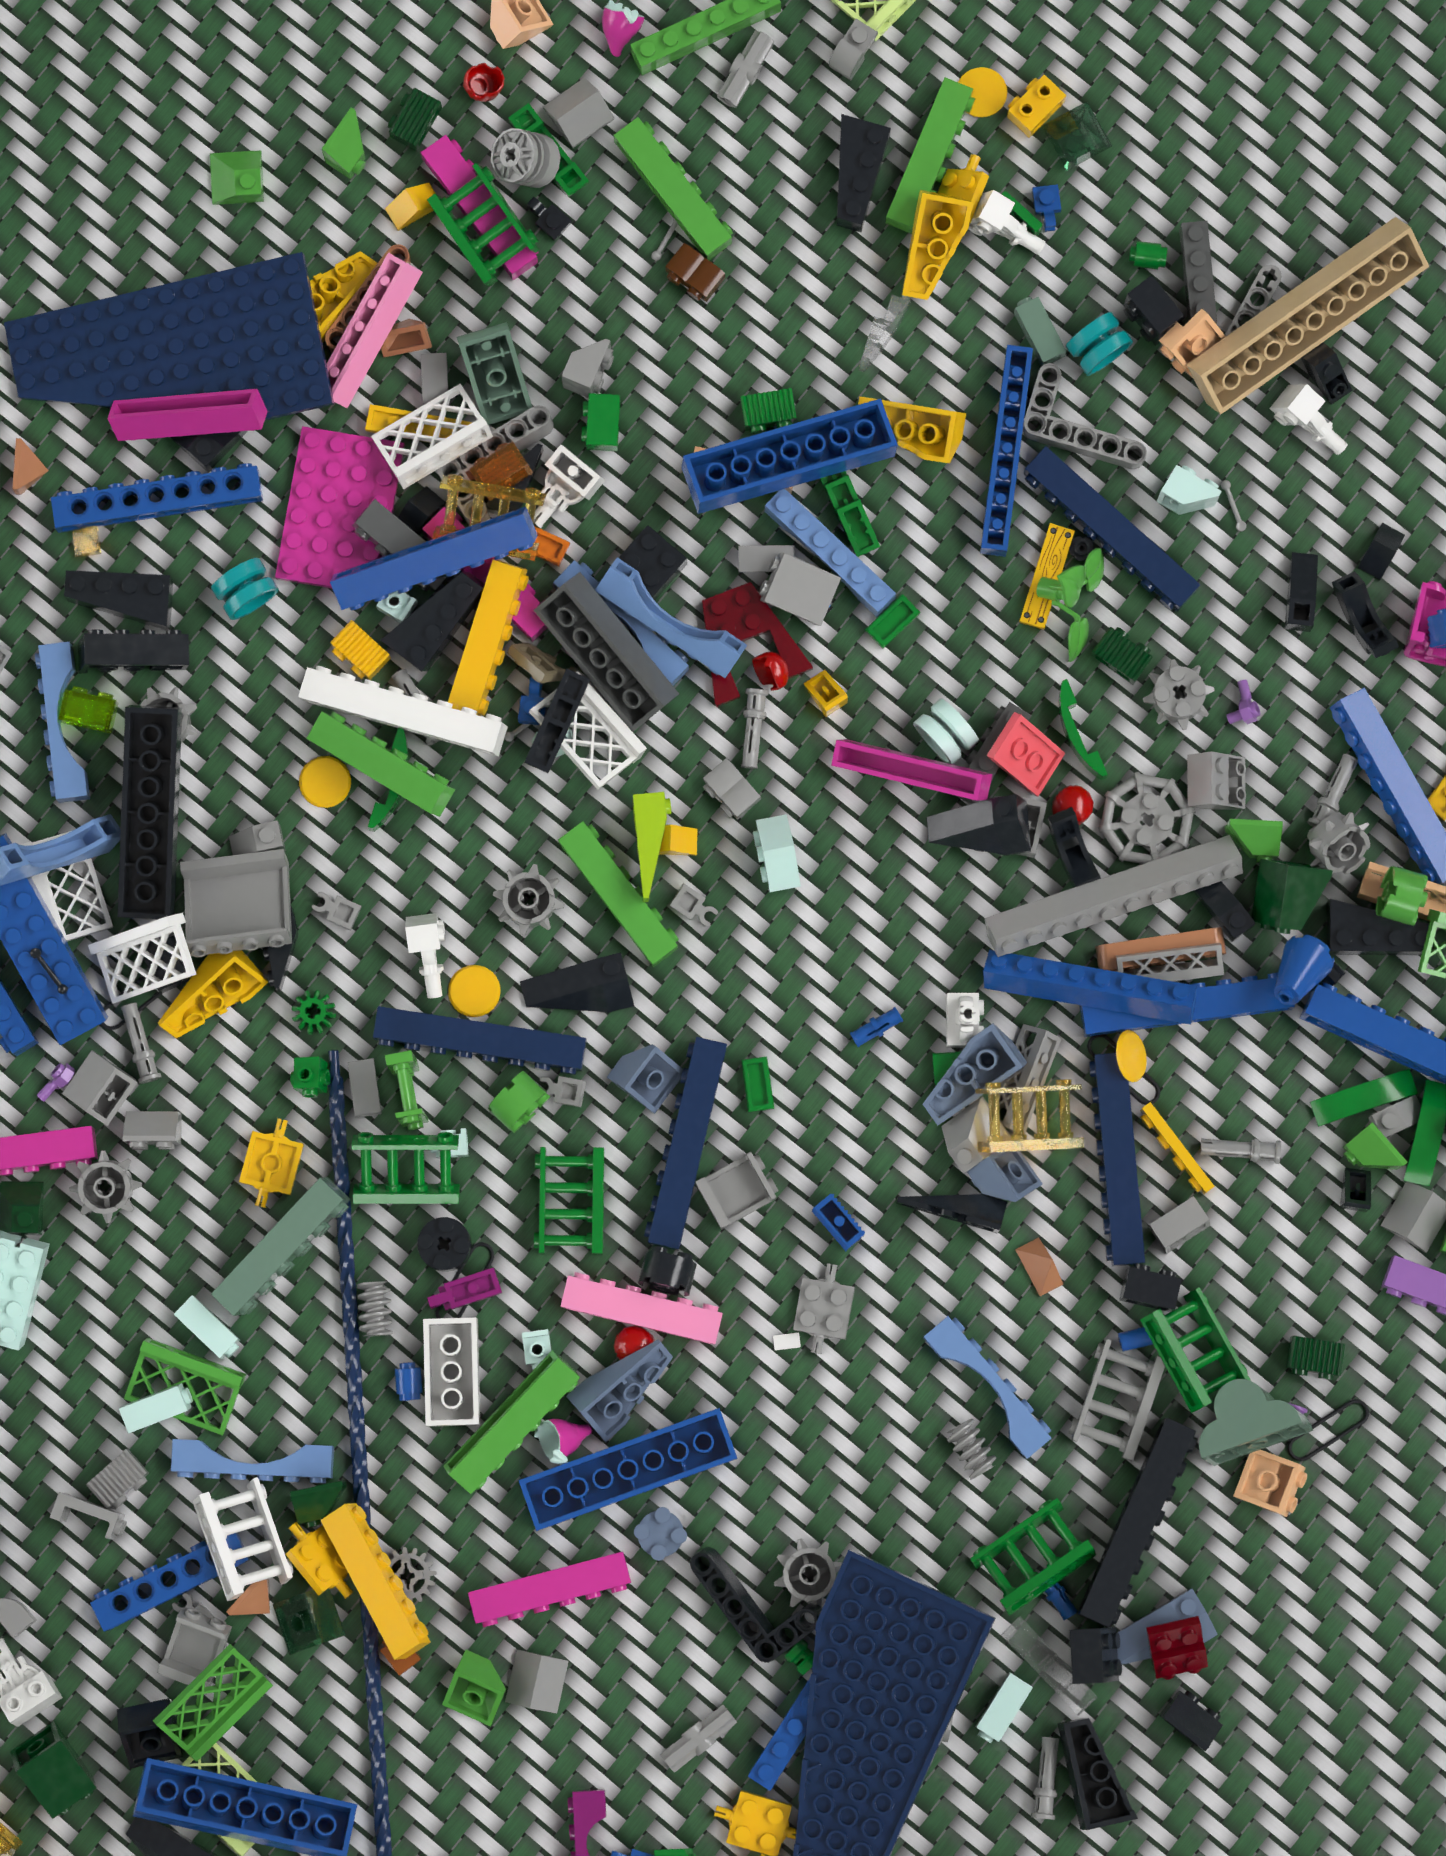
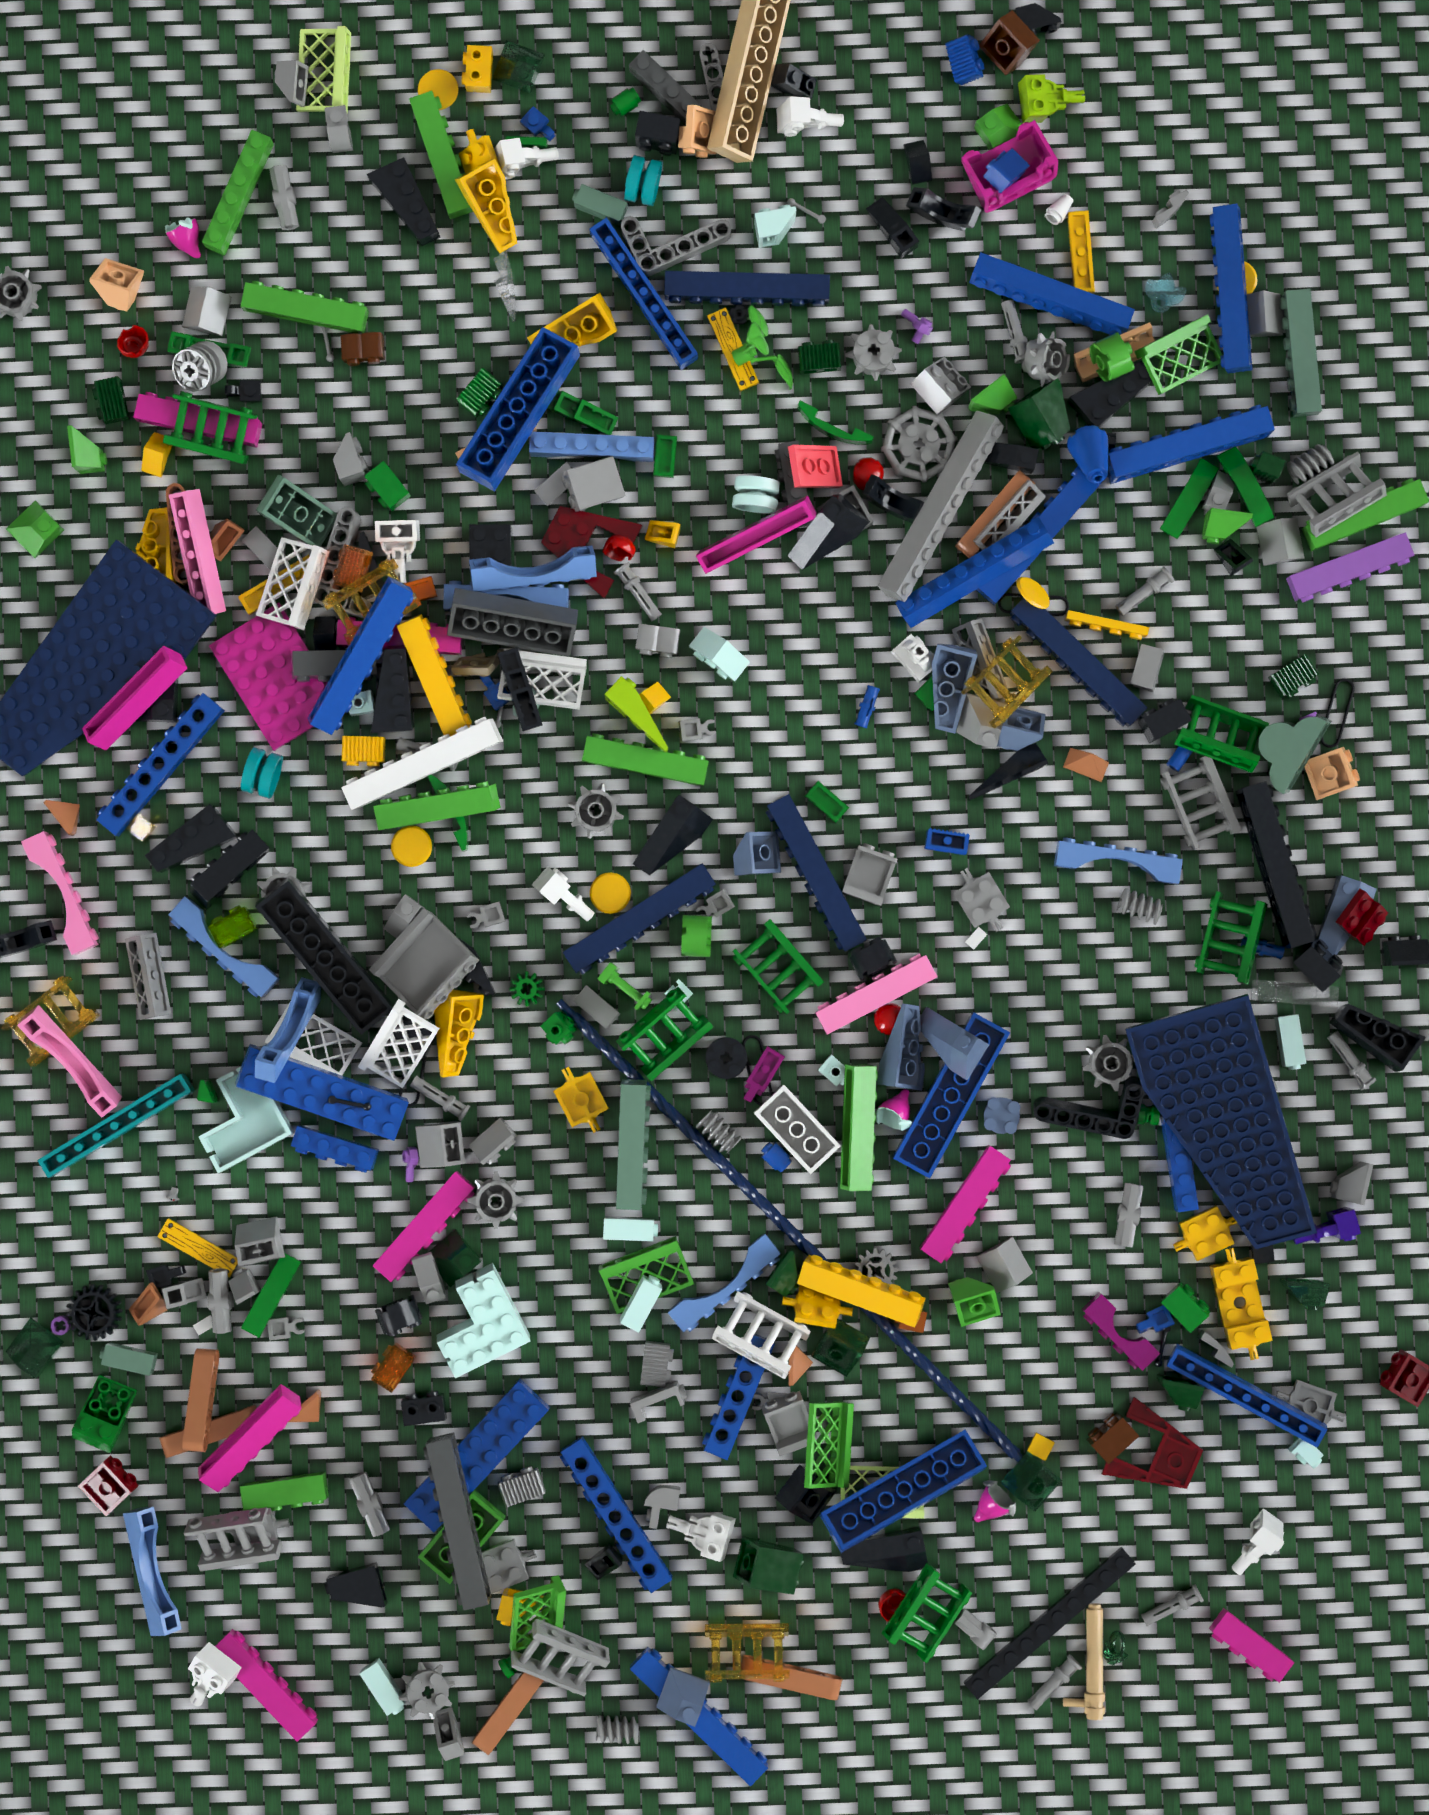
camera: 40 degrees left, 5 degrees up
(672, 1422) = (953, 1044): none -> sand blue wedge

